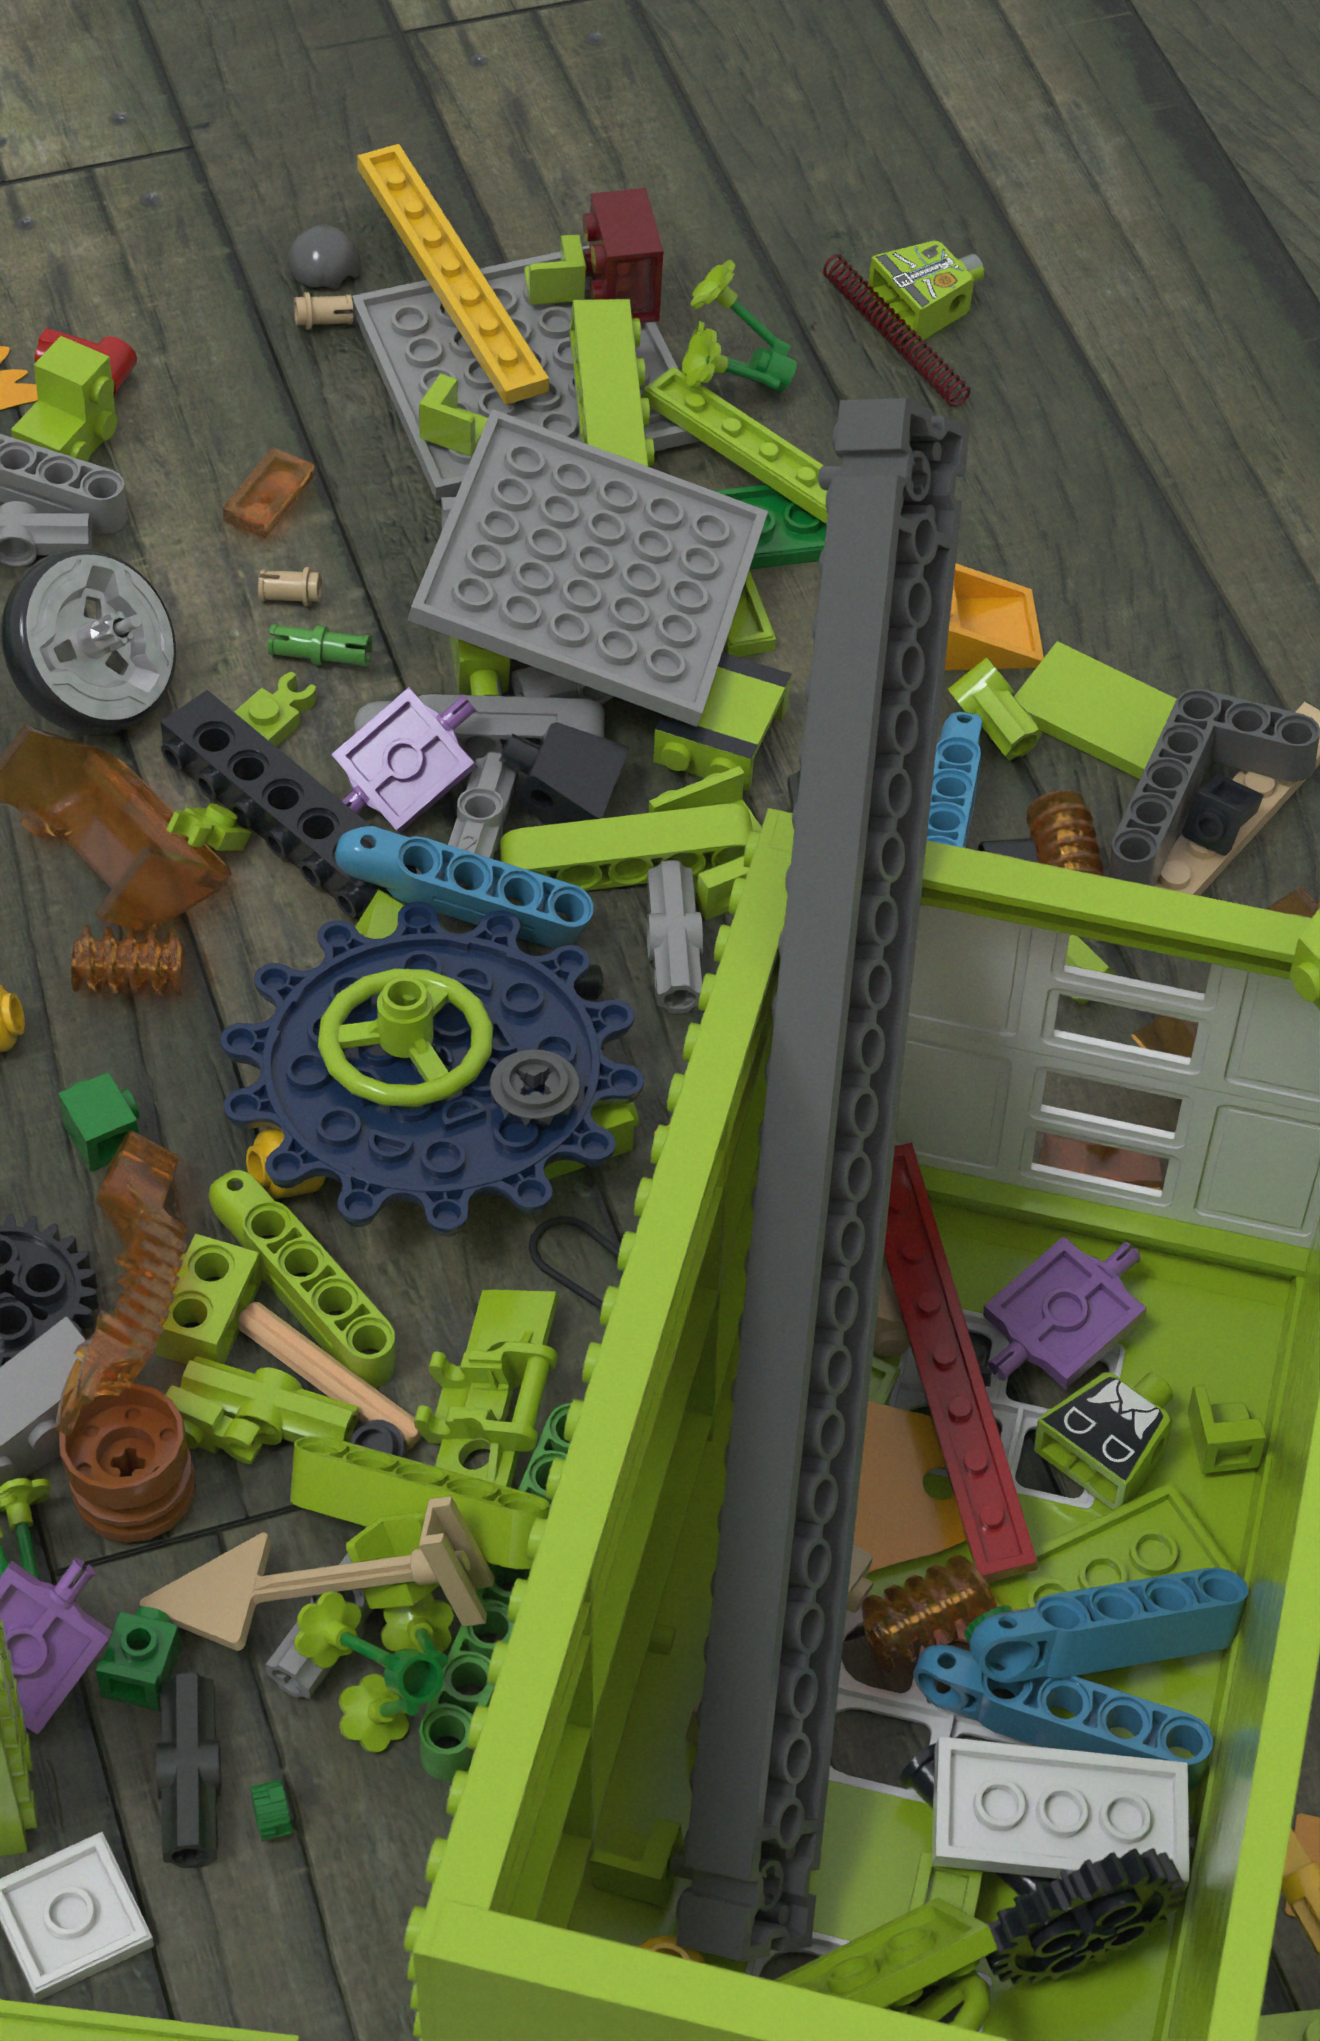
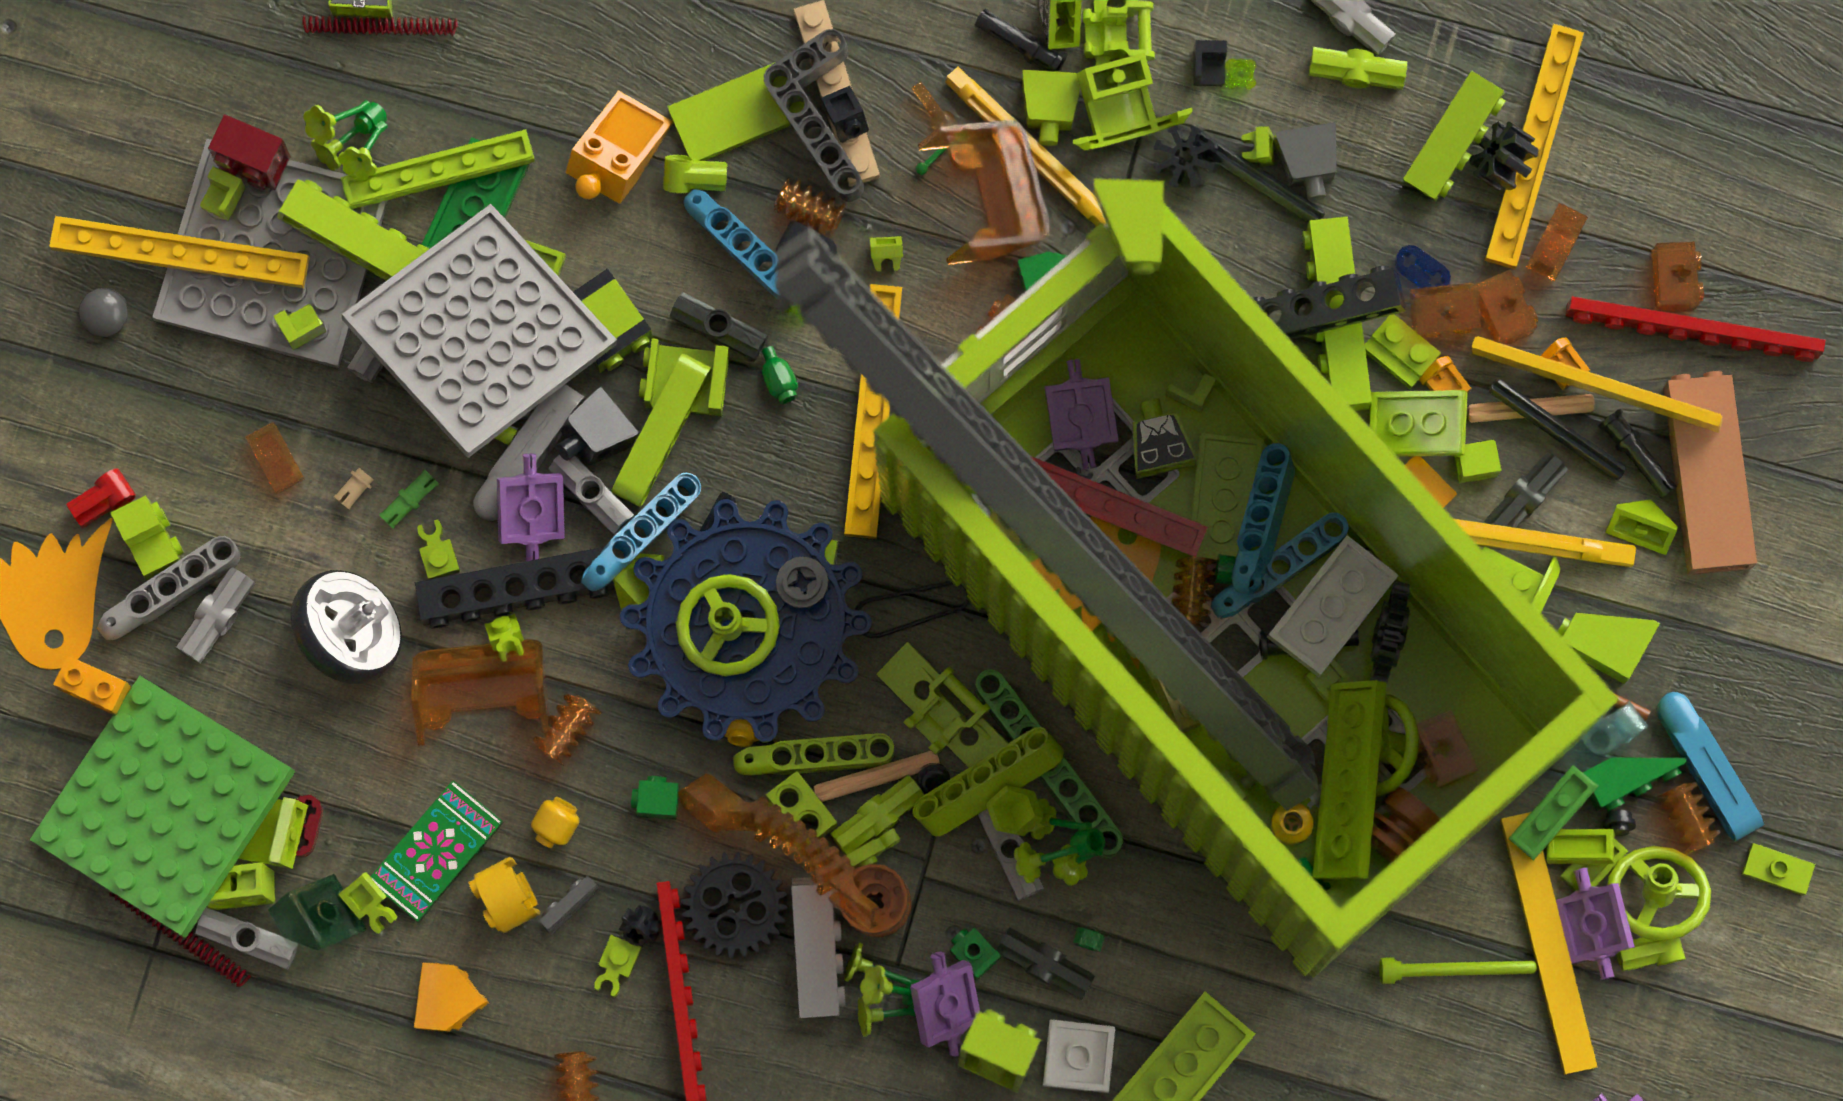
camera: 55 degrees left, 25 degrees up
(223, 1593) = (968, 896): tan piece -> none
(322, 310) = (147, 339): tan pin -> none
(674, 936) = (729, 442): light grey piece -> none

